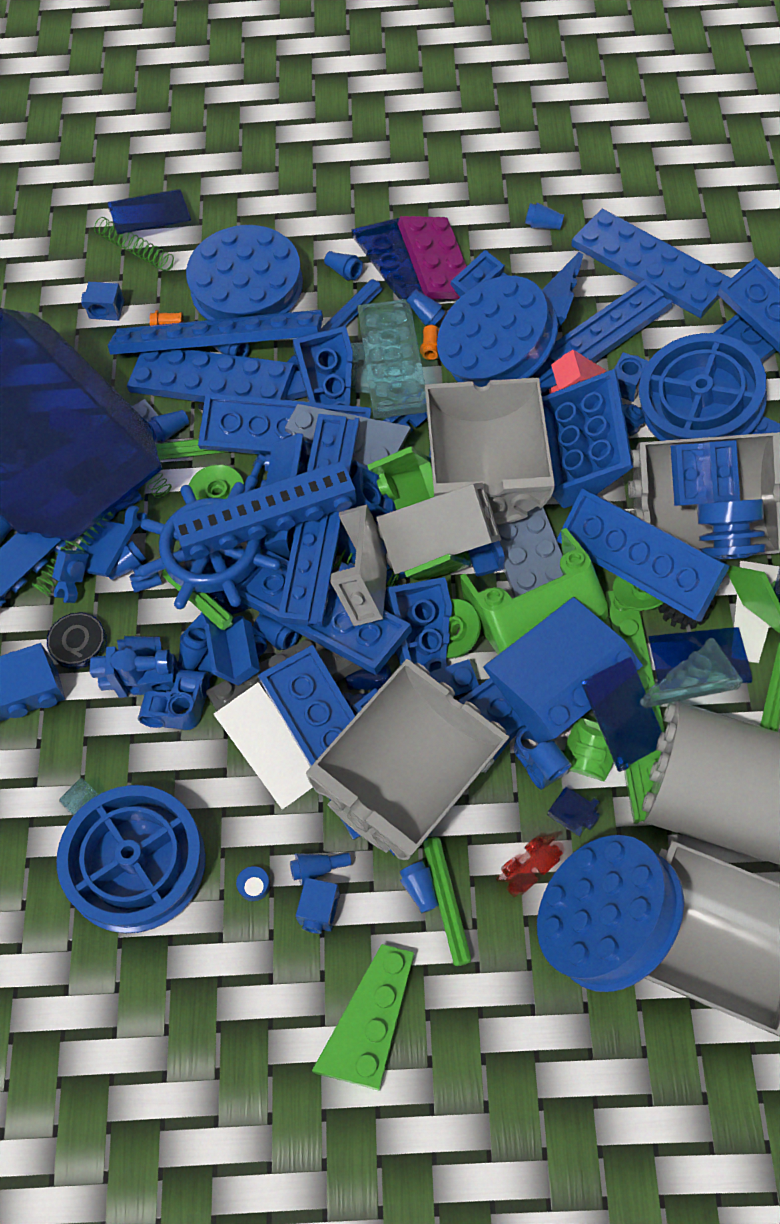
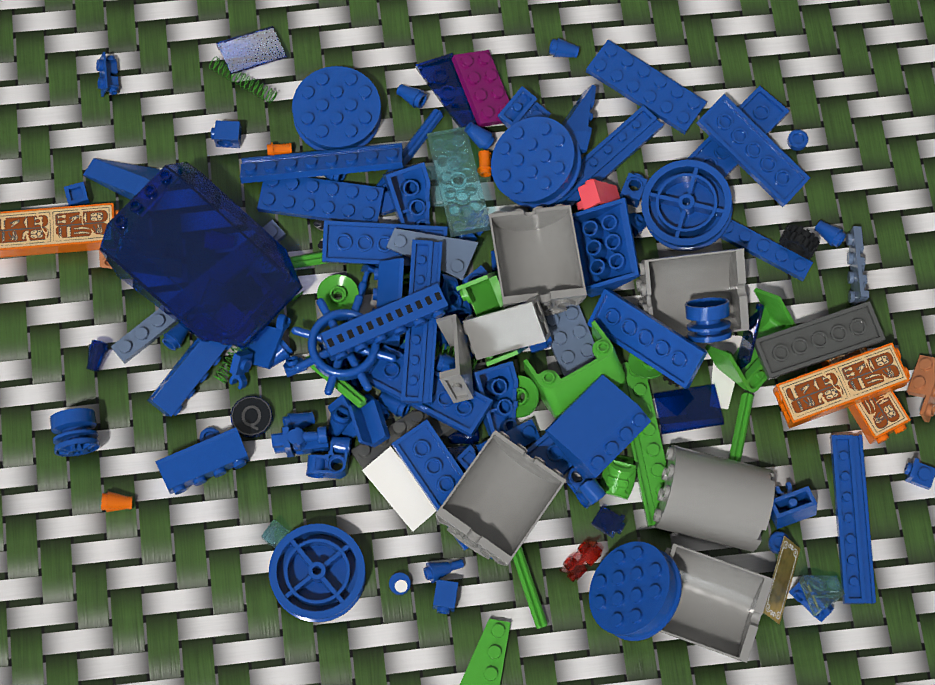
camera: 15 degrees left, 10 degrees up
(168, 424) = (294, 240): blue cone -> none
(419, 885) = (510, 578): blue cone -> none
(624, 723) = (639, 456): clear blue piece -> none
(698, 676) = (689, 424): clear light blue wing -> none
(705, 472) = (690, 279): blue slope -> none

